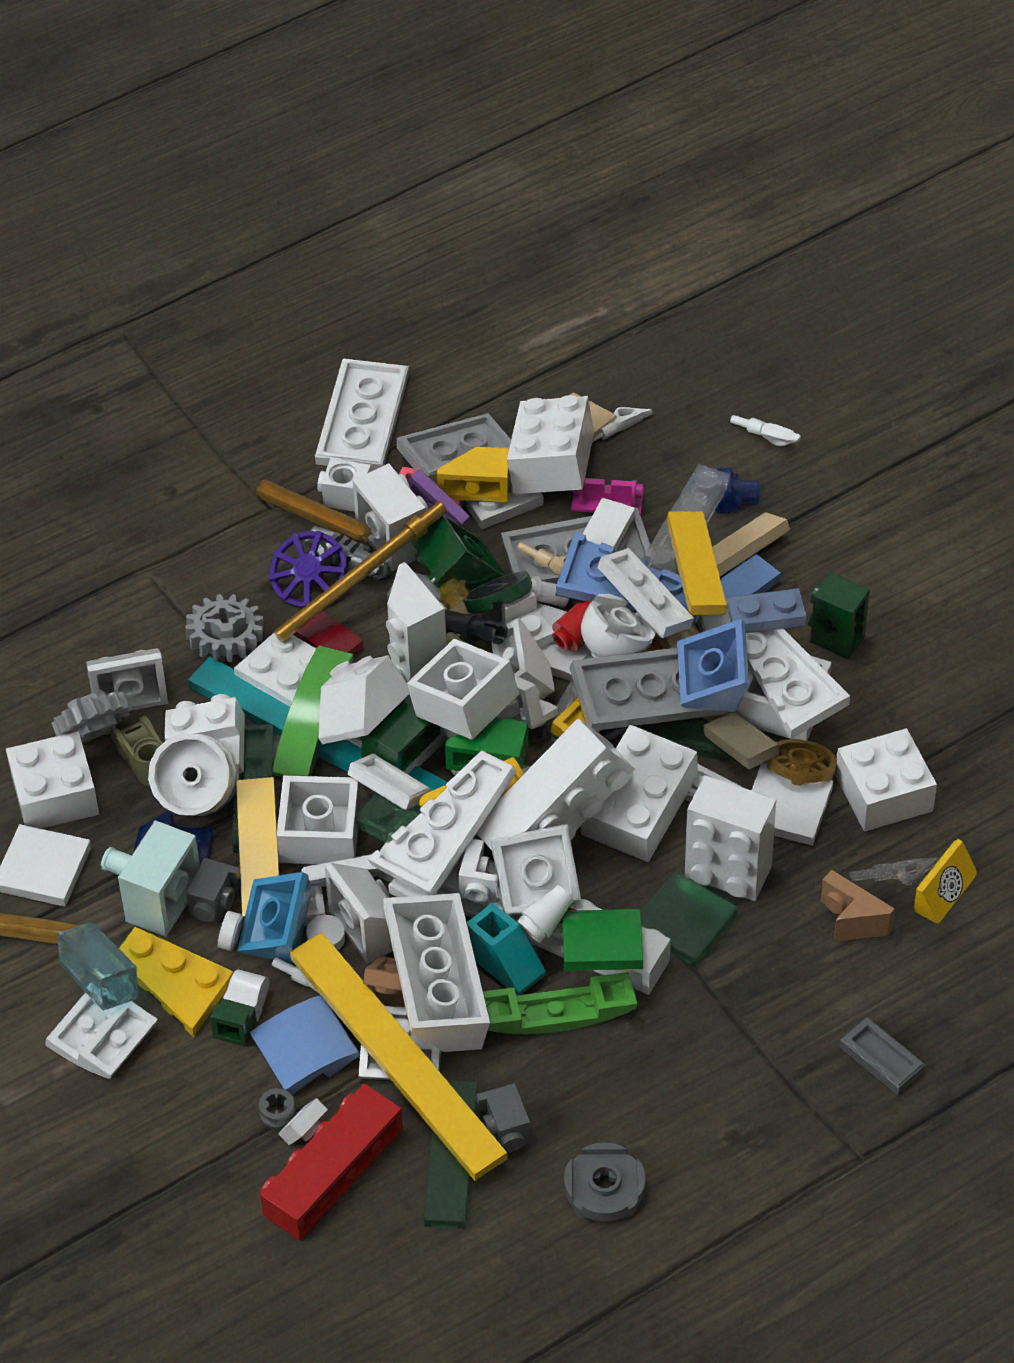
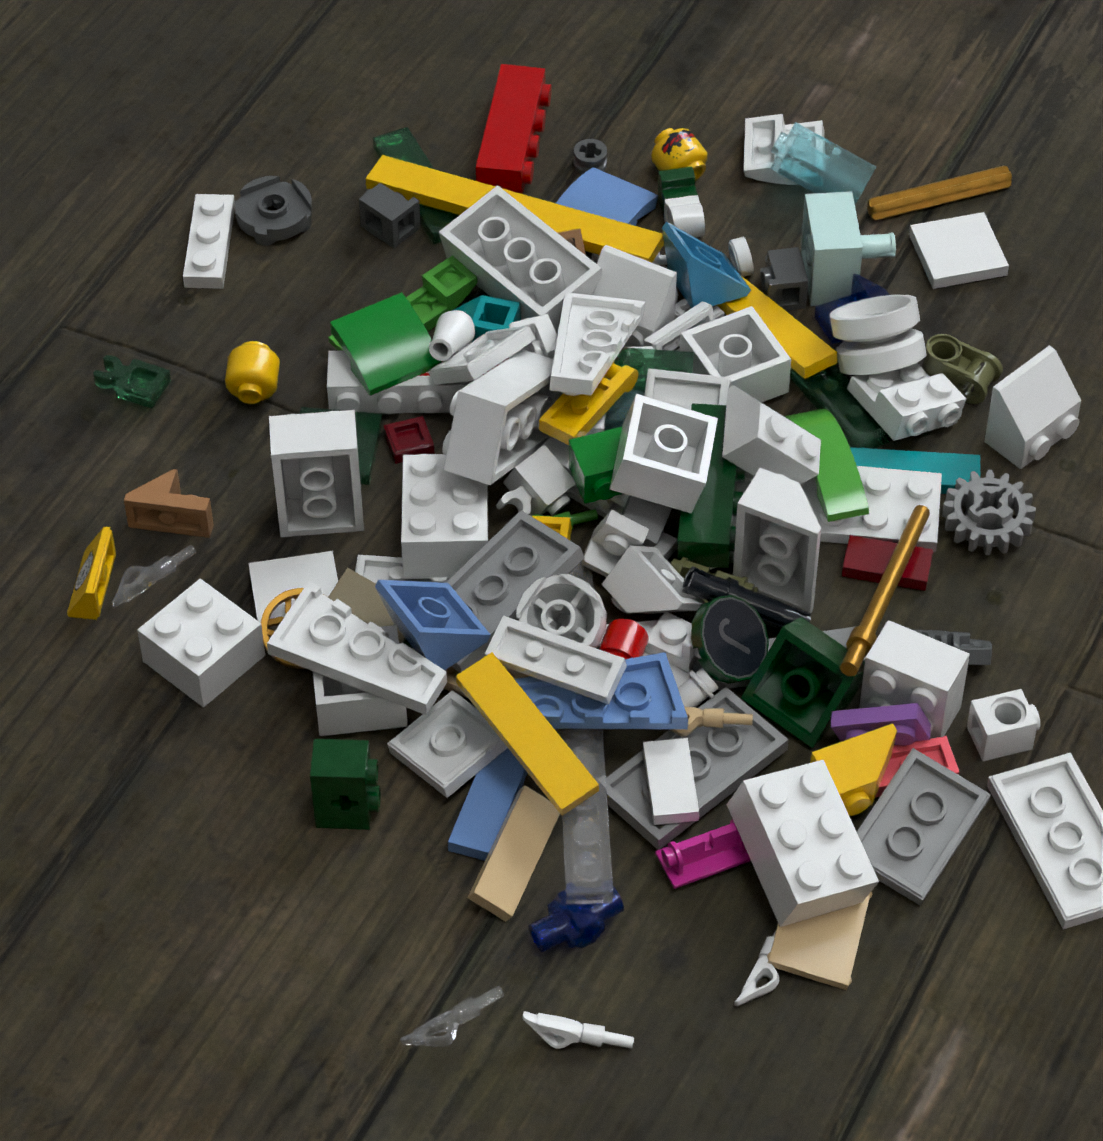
camera: 150 degrees right, 0 degrees up
(52, 781) = (1011, 302): white brick -> none
(92, 715) = (1020, 339): light grey gear -> none
(177, 978) = (753, 213): yellow wing -> none
(203, 1053) = (679, 150): none -> yellow head
(303, 1123) = (557, 145): white plate -> none
(307, 568) = (960, 610): dark purple wheel -> none
(313, 511) = (1031, 679): pearl gold axle -> none
(452, 593) = (774, 616): clear yellow plate -> none
(619, 894) = (408, 438): none -> dark red tile
(681, 1183) = (209, 241): none -> white plate
(721, 1001) = (252, 372): none -> yellow head
(768, 610) = (407, 687): sand blue plate -> none
(825, 1046) = (136, 383): none -> clear green plate
(850, 472) = (450, 1021): none -> clear hand
(882, 1056) = (81, 406): dark grey tile -> none

